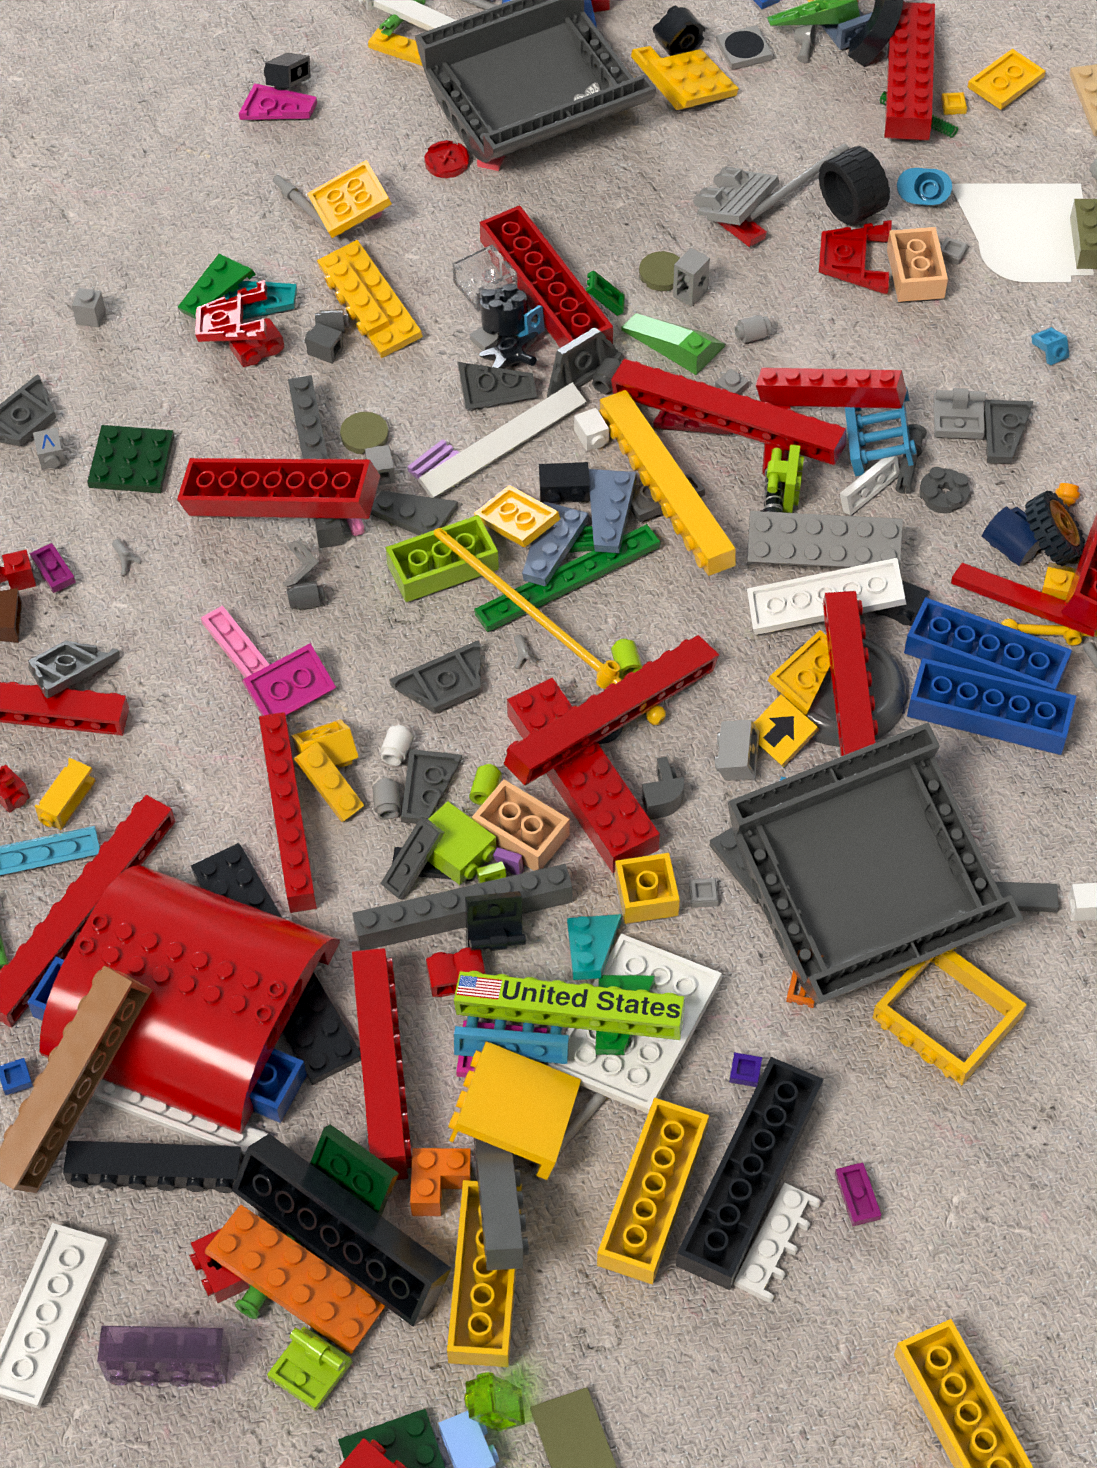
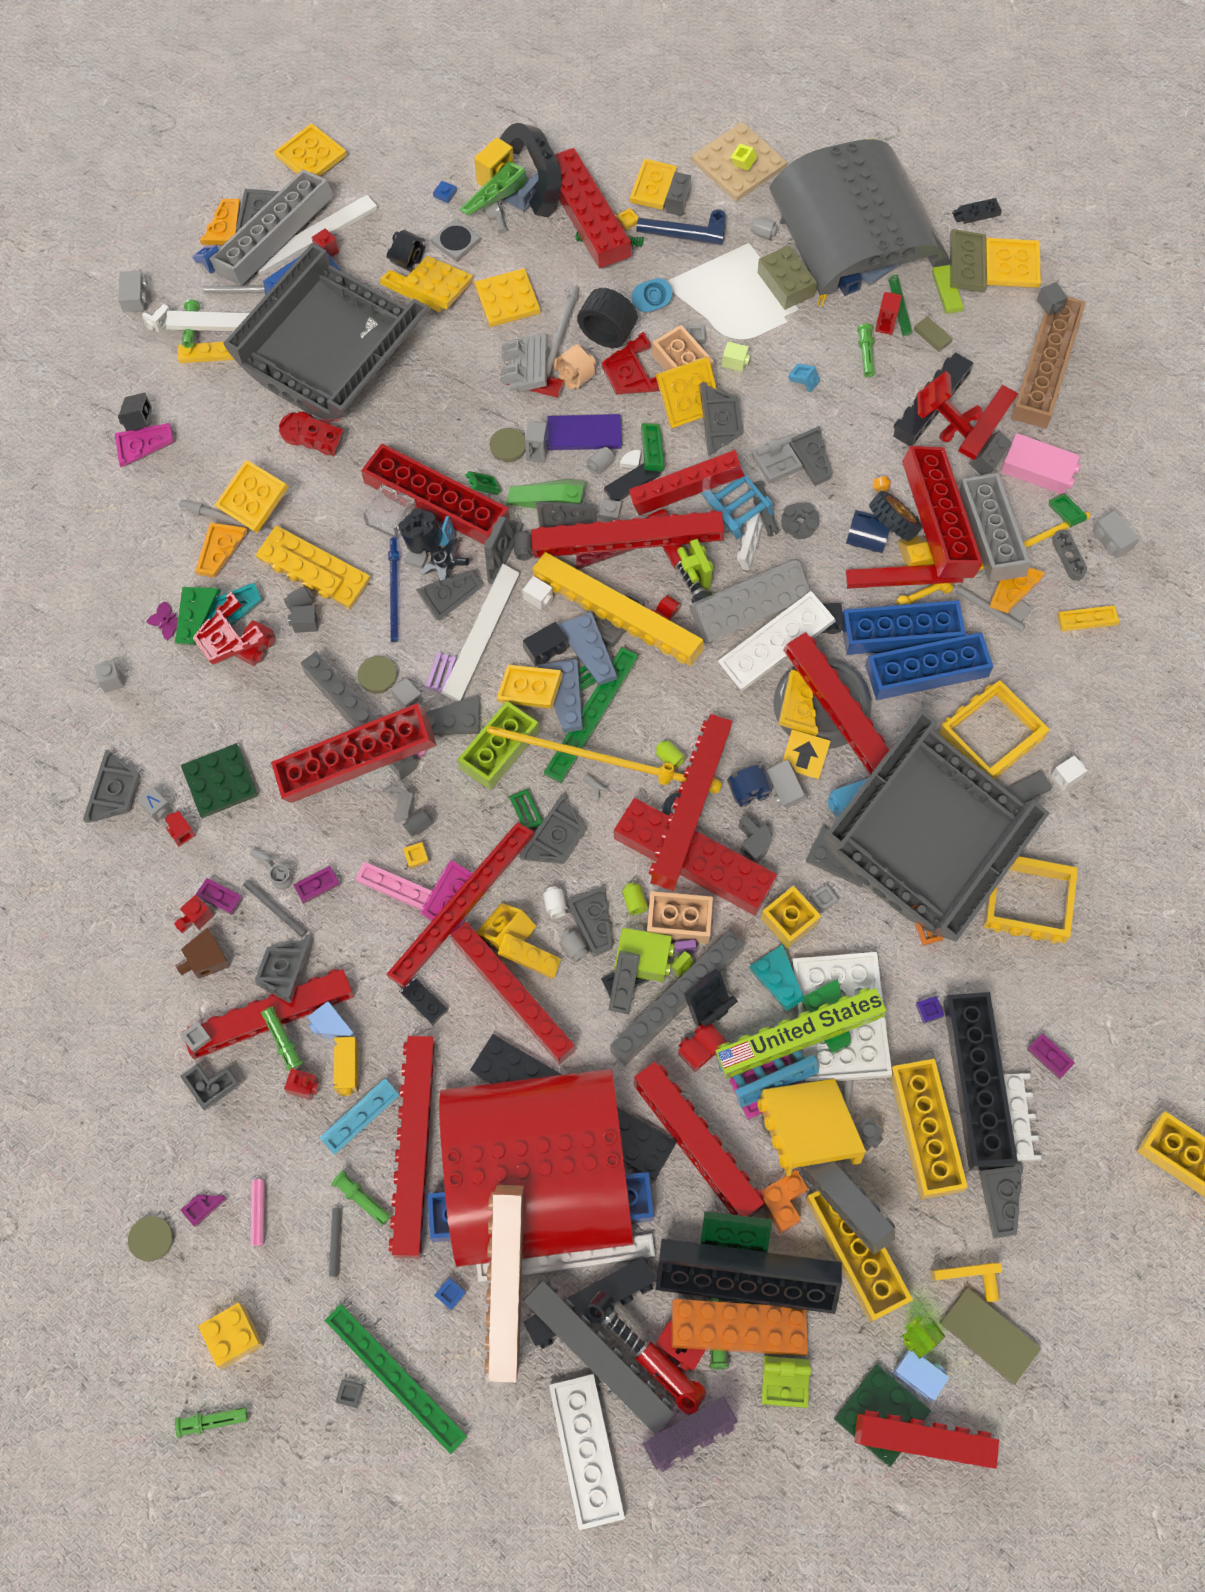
camera: 30 degrees left, 10 degrees up
(15, 743) = (285, 1047): none -> bright green pin
(57, 483) = (179, 828): none -> red brick
(76, 742) = (328, 1023): none -> light blue slope
(101, 608) = (275, 908): none -> flat silver bar
(120, 1215) = (602, 1360): none -> dark grey brick
(127, 578) = (278, 873): none -> light grey wheel
(155, 1170) = (687, 1393): none -> piece
(158, 605) = (316, 884): none -> magenta plate
(182, 281) = (164, 620): none -> magenta piece
(189, 773) = (423, 1001): none -> black hinge
(280, 626) = (415, 855): none -> yellow plate
(284, 236) = (218, 547): none -> light orange wing
(290, 692) = (460, 905): none -> red plate
(428, 657) = (532, 825): none -> green tile
(460, 327) = (393, 557): none -> clear blue bar
(463, 175) = (320, 436): none -> red brick
(580, 1159) = (870, 1133): none -> dark grey brick
(621, 1379) = (987, 1271): none -> yellow piece
(671, 359) = (567, 514): none -> dark grey wing
(694, 729) = (750, 785): none -> dark blue brick
(694, 1314) = (1002, 1195): none -> dark grey wing
(726, 509) = (667, 607): none -> red leg
(751, 366) = (620, 488): none -> black tile
(756, 294) = (584, 432): none -> dark purple tile
(762, 126) = (507, 297): none -> yellow plate
(787, 222) = (575, 367): none -> light nougat brick
(790, 344) = (631, 459): none -> white tile
(822, 340) = (652, 447): none -> green tile
(898, 299) = (681, 390): none -> yellow plate
(920, 341) = (720, 417): none -> dark grey wing
(982, 289) = (735, 356): none -> yellowish green brick
(1027, 99) = (678, 193): none -> dark grey brick
(1032, 850) = (1016, 706): none -> yellow window
(1040, 155) = (712, 234): none -> dark blue axle

